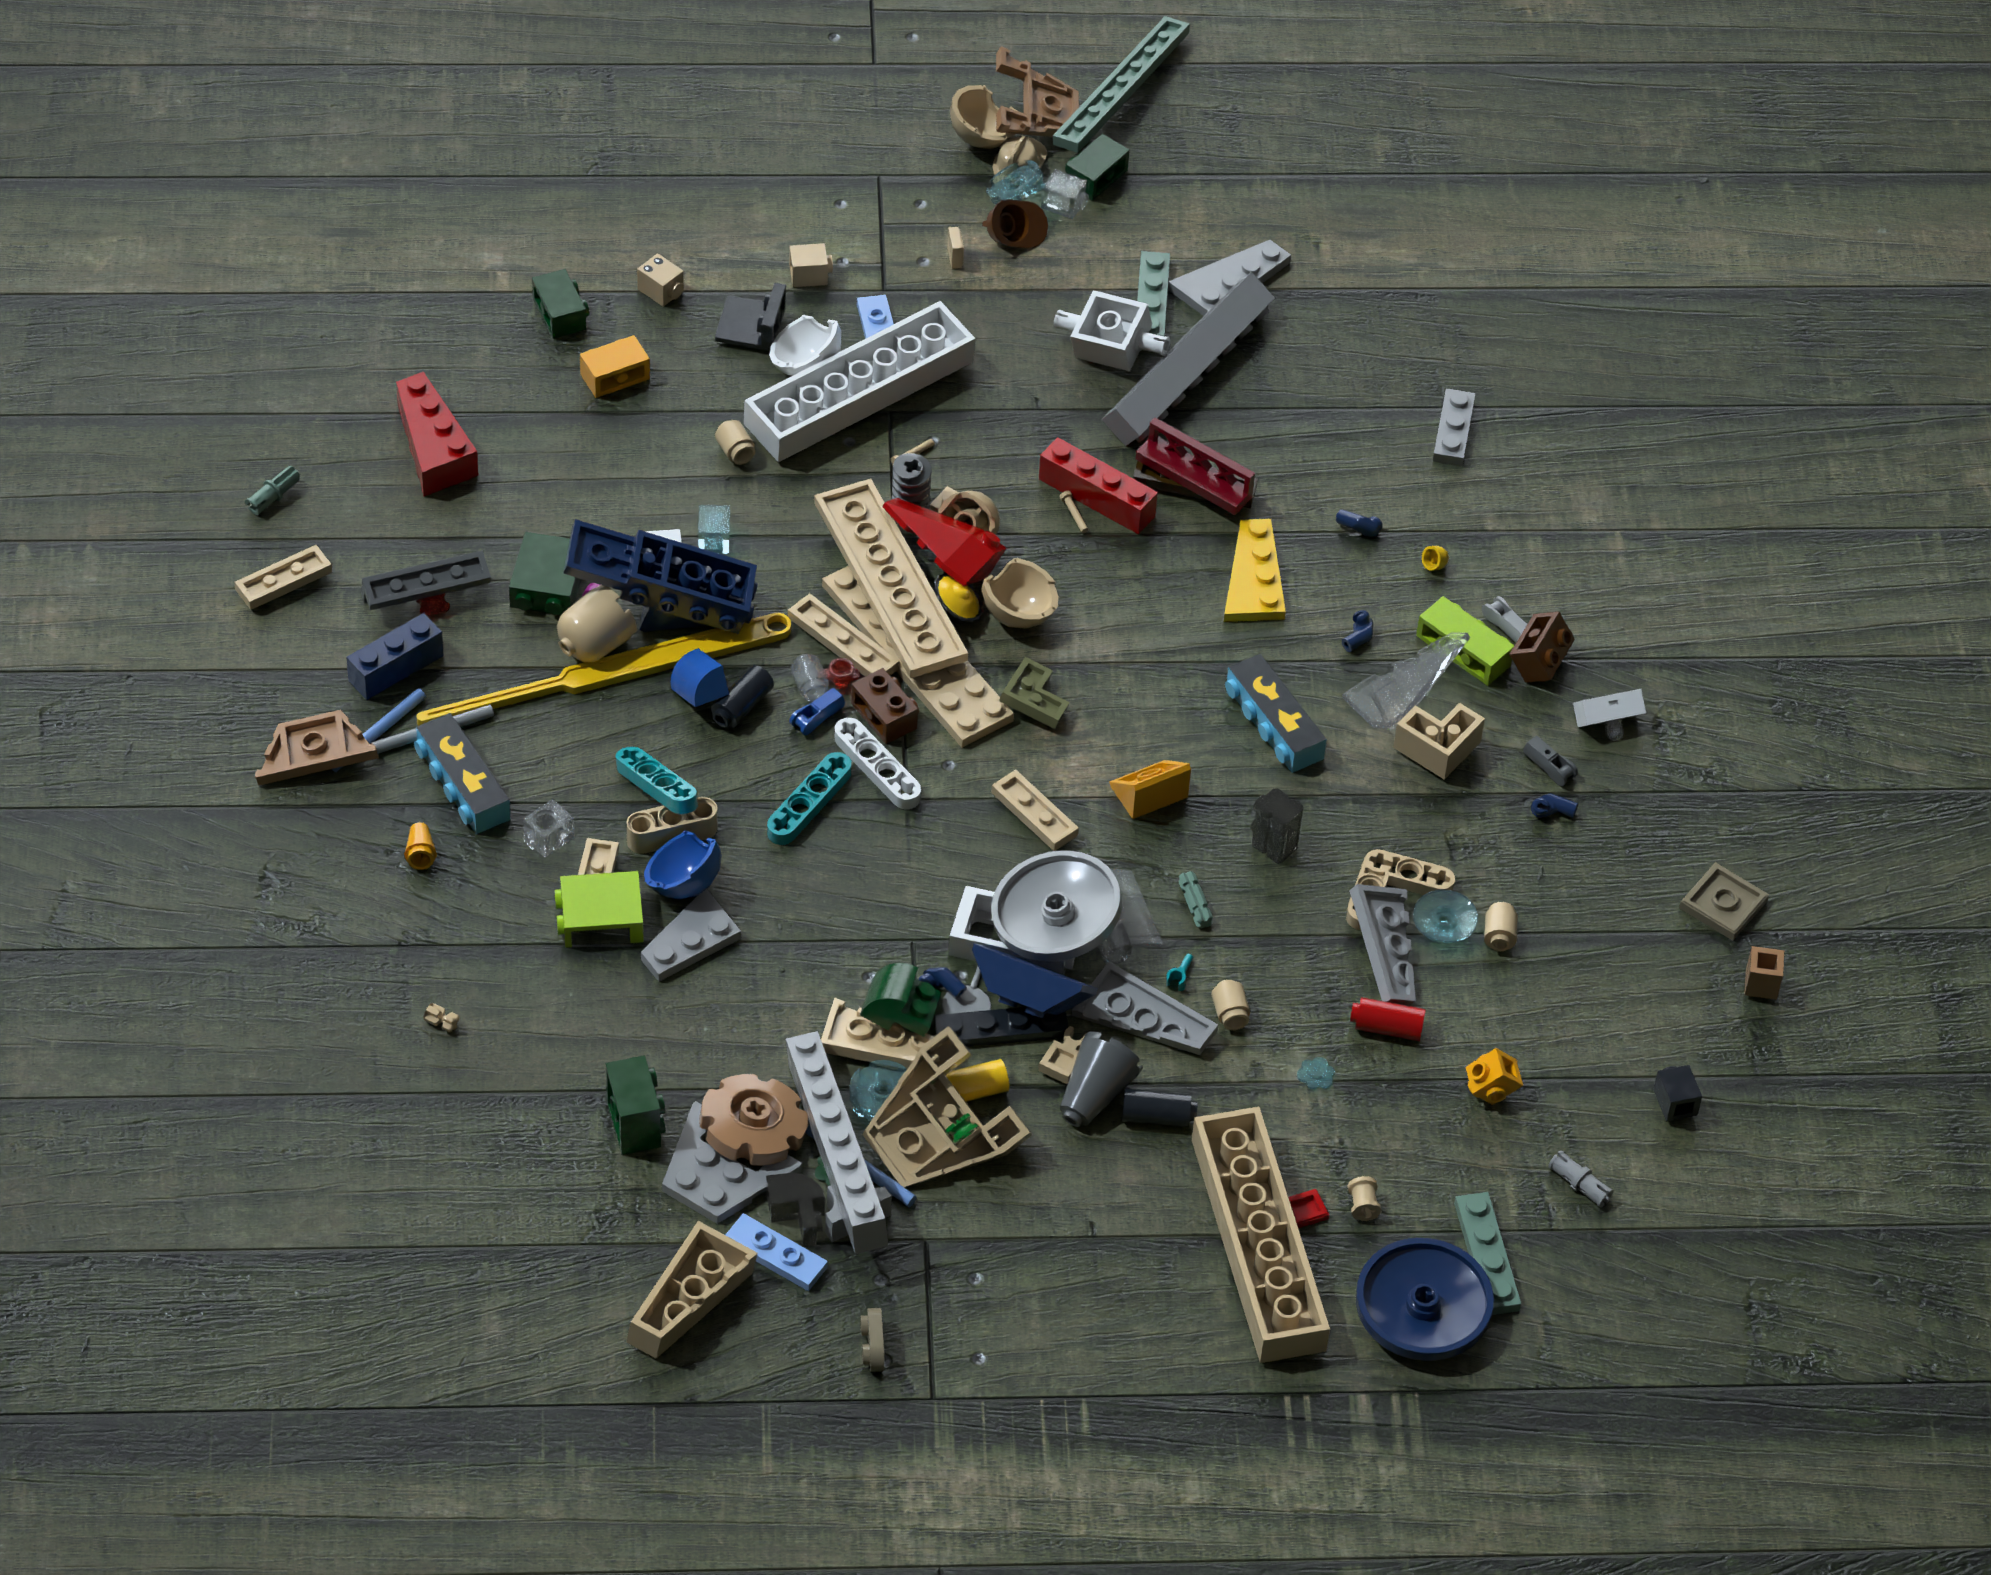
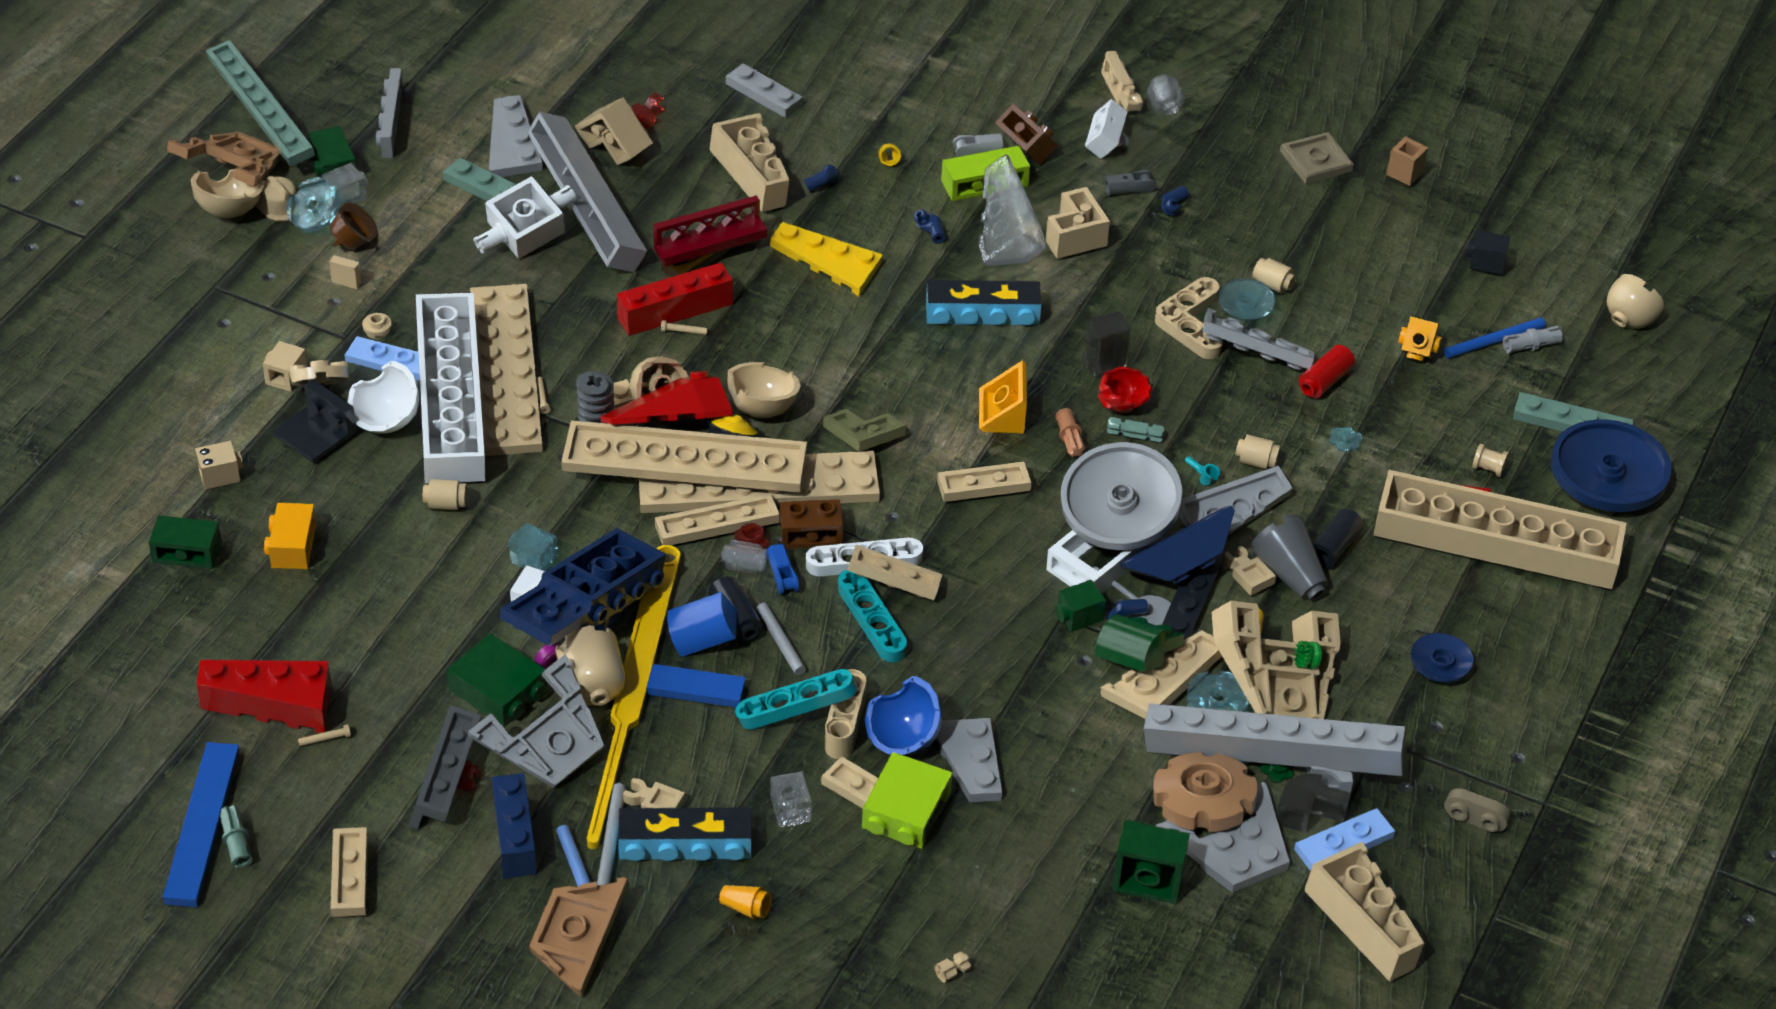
camera: 60 degrees left, 5 degrees down
(265, 466) = (201, 825): none -> blue tile
(432, 506) = (325, 736): none -> tan piece
(489, 738) = (656, 797): none -> tan plate
(504, 641) = (554, 742): none -> light grey wing
(639, 711) = (695, 685): none -> blue tile
(736, 746) = (781, 639): none -> light grey bar
(812, 294) = (320, 372): none -> tan plate
(863, 788) = (894, 572): none -> tan plate
(910, 301) = (377, 325): none -> tan plate
(923, 942) = (1080, 605): none -> dark green brick
(925, 412) = (506, 370): none -> tan plate
(1054, 1235) = (1441, 657): none -> dark blue dish
(1149, 849) = (1070, 432): none -> nougat axle
(1188, 178) = (391, 107): none -> light grey plate
(1230, 863) = (1124, 390): none -> red hair
(1284, 343) = (617, 129): none -> tan brick
(1333, 455) = (751, 159): none -> tan wedge
(1337, 353) = (647, 113): none -> clear red plate
(1559, 1145) = (1492, 338): none -> blue bar
(1693, 1242) = (1632, 303): none -> tan cylinder
(1696, 694) = (1120, 83): none -> tan hinge
(1707, 736) = (1165, 94): none -> clear head

